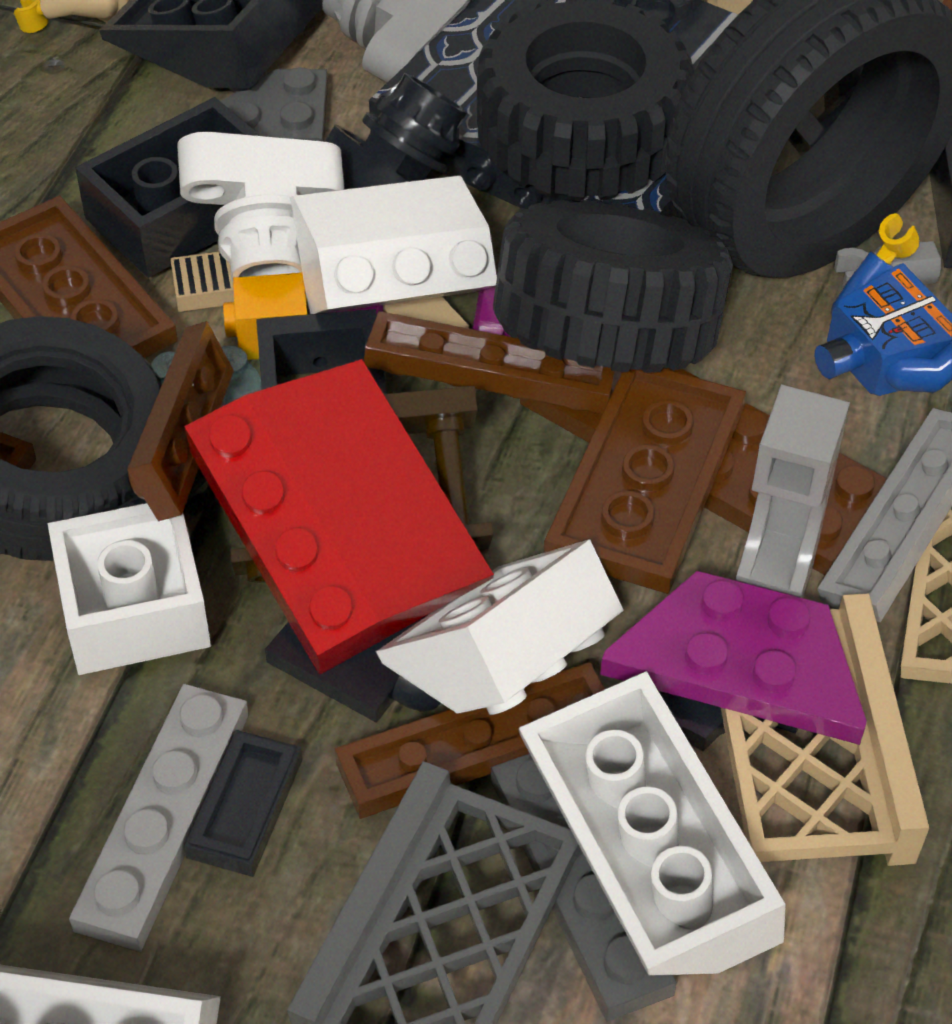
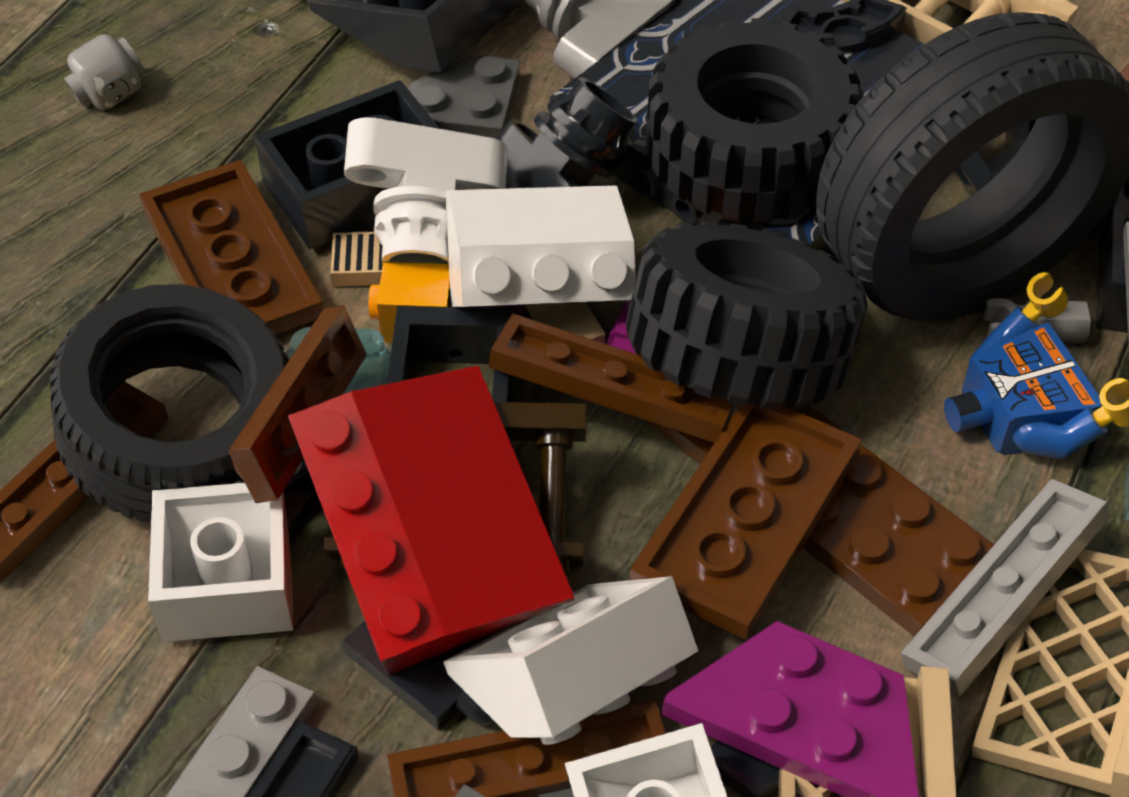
camera: 10 degrees right, 0 degrees up
(793, 489) = (881, 547): light grey arch -> none

